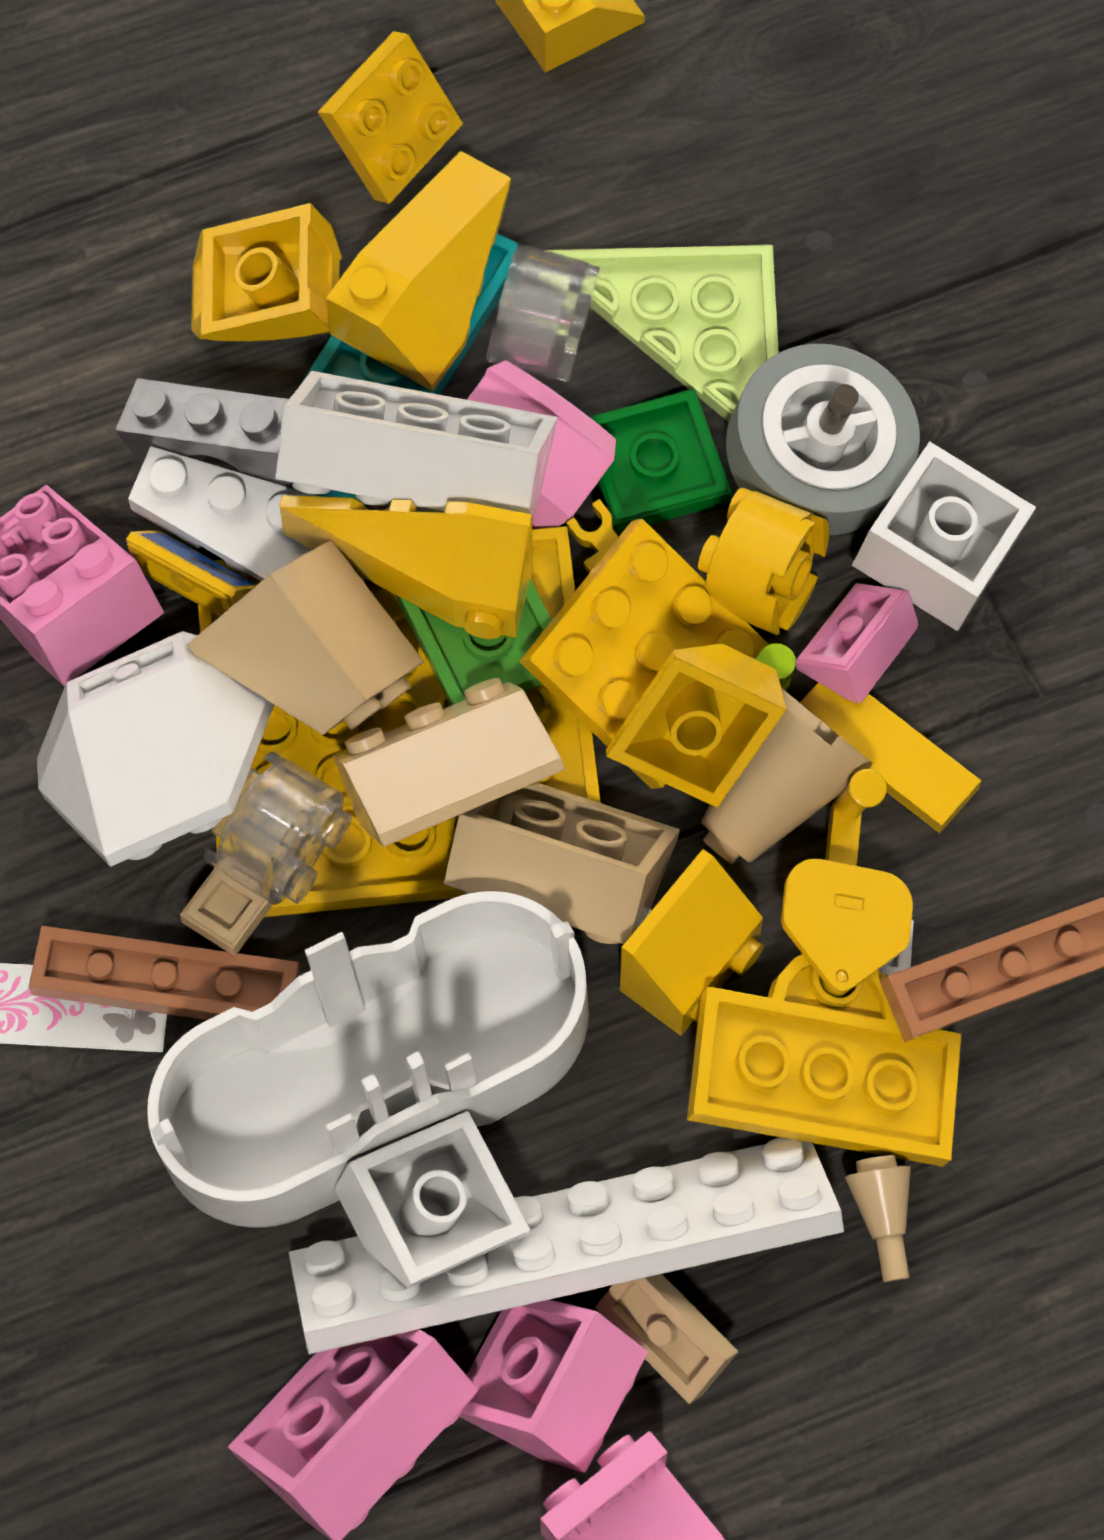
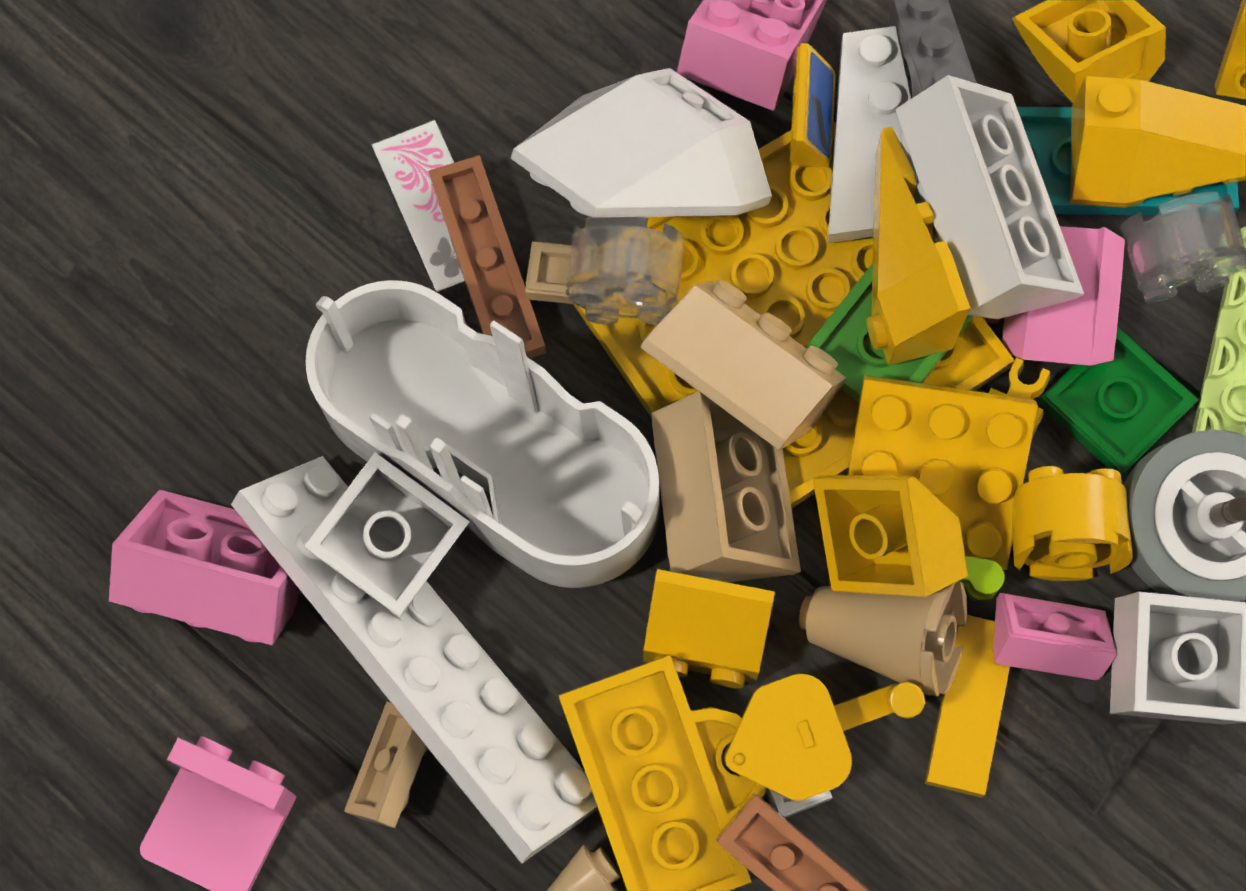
camera: 65 degrees right, 5 degrees up
(313, 643) = (788, 215): tan slope -> none
(552, 1380) = (305, 699): bright pink slope -> none

